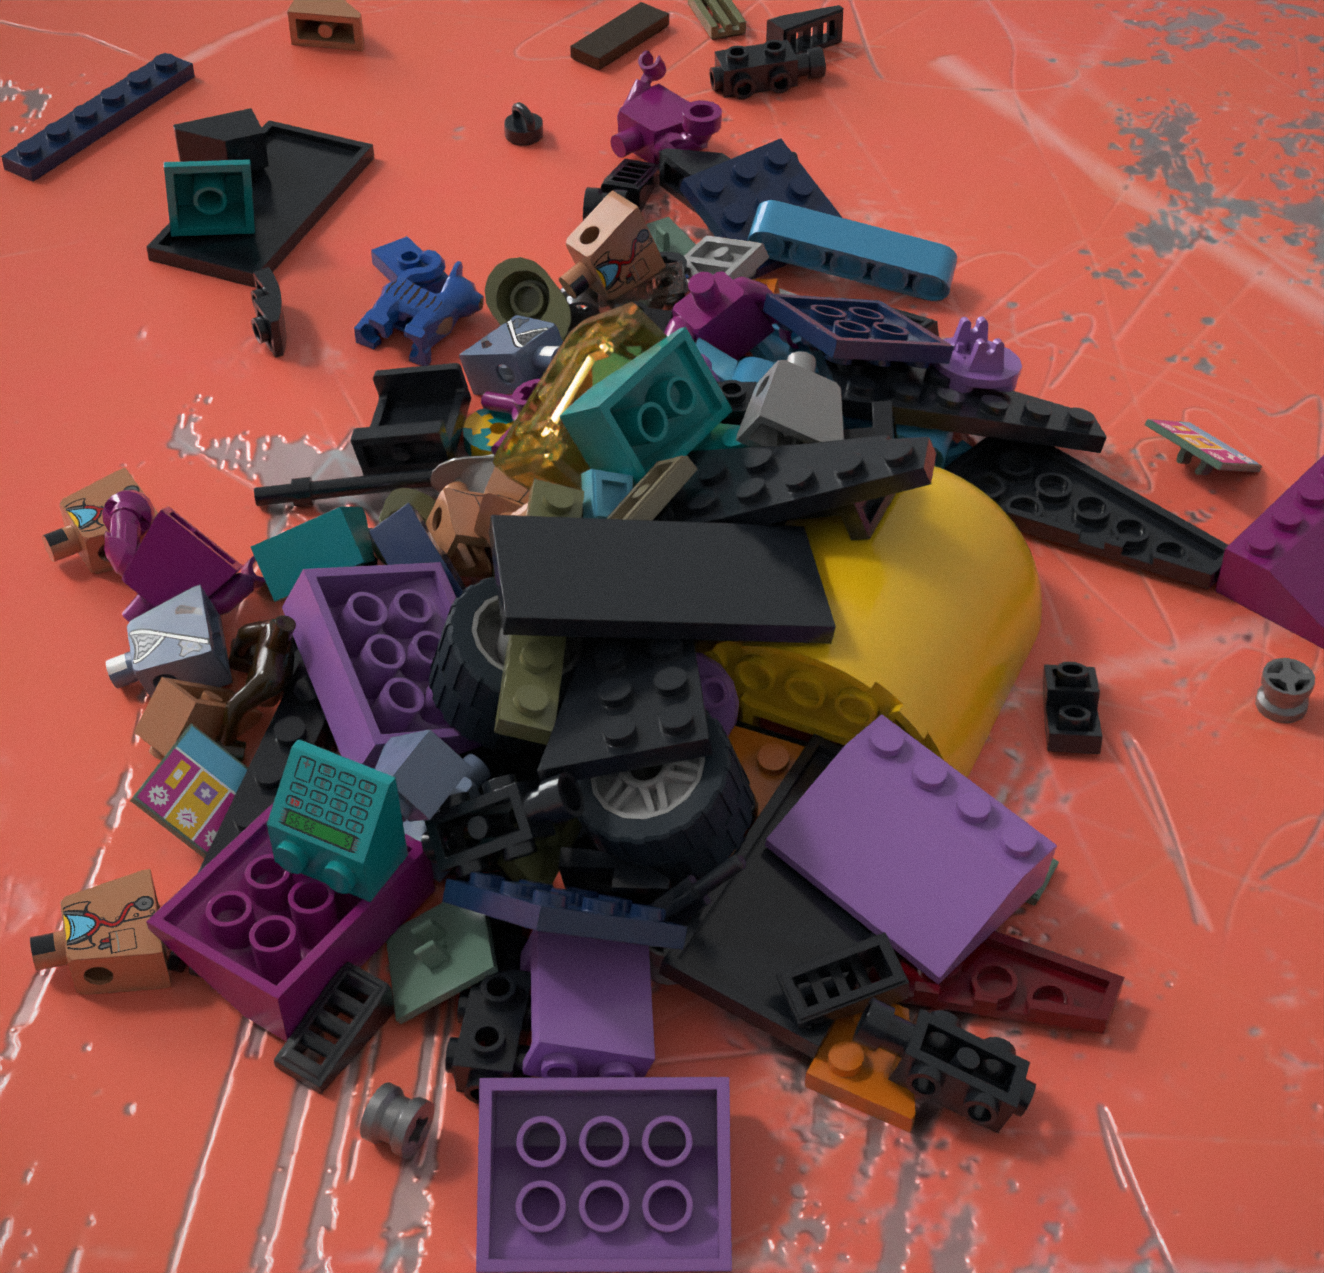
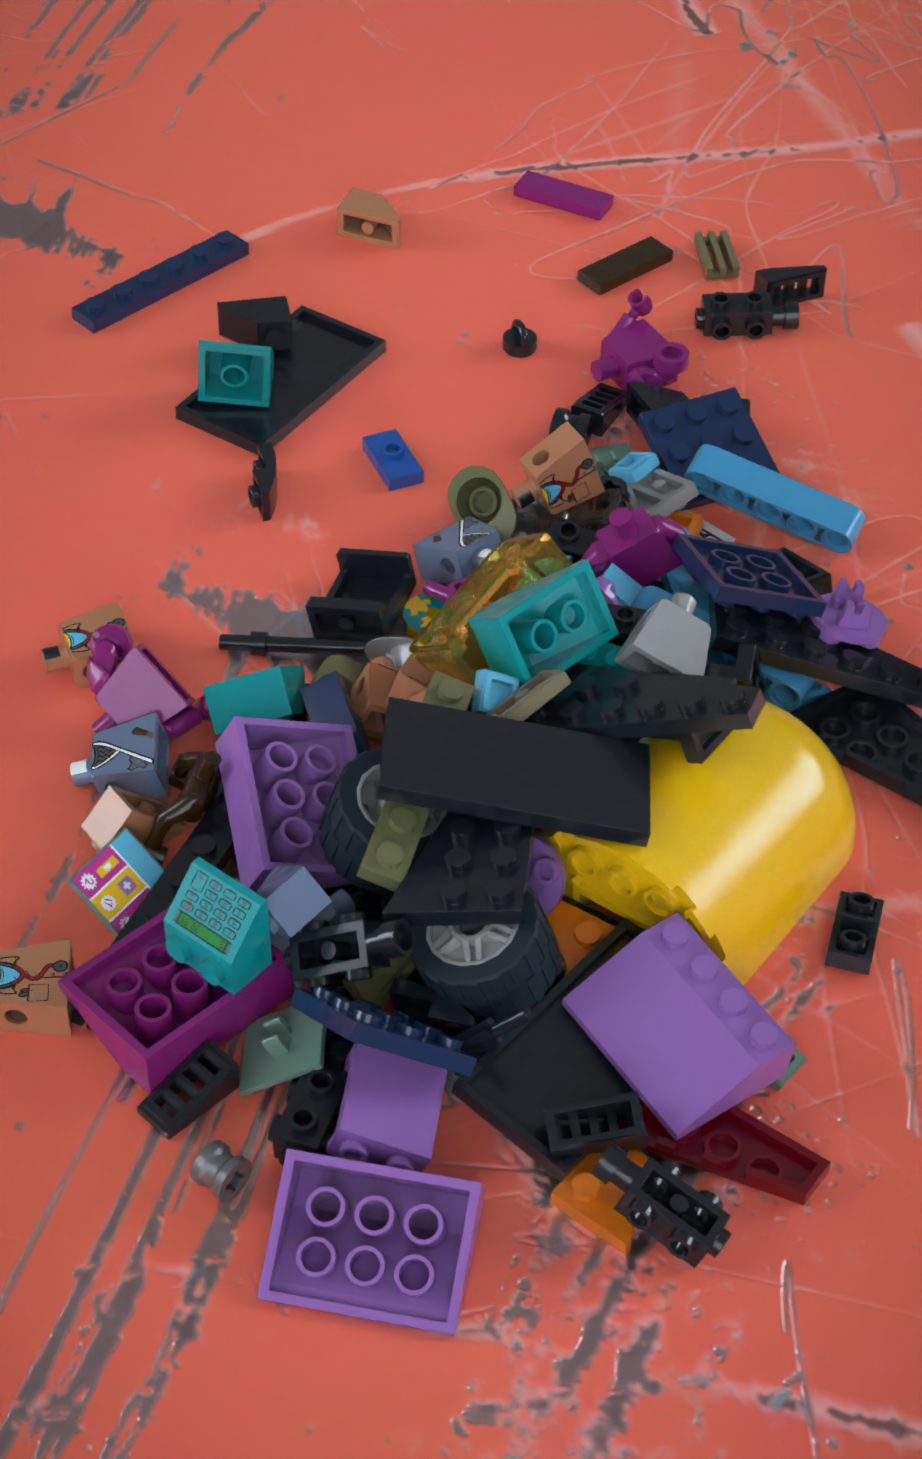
camera: 10 degrees right, 0 degrees up
(418, 312) = (388, 499): blue animal -> none
(688, 238) = (634, 466): none -> medium azure tile

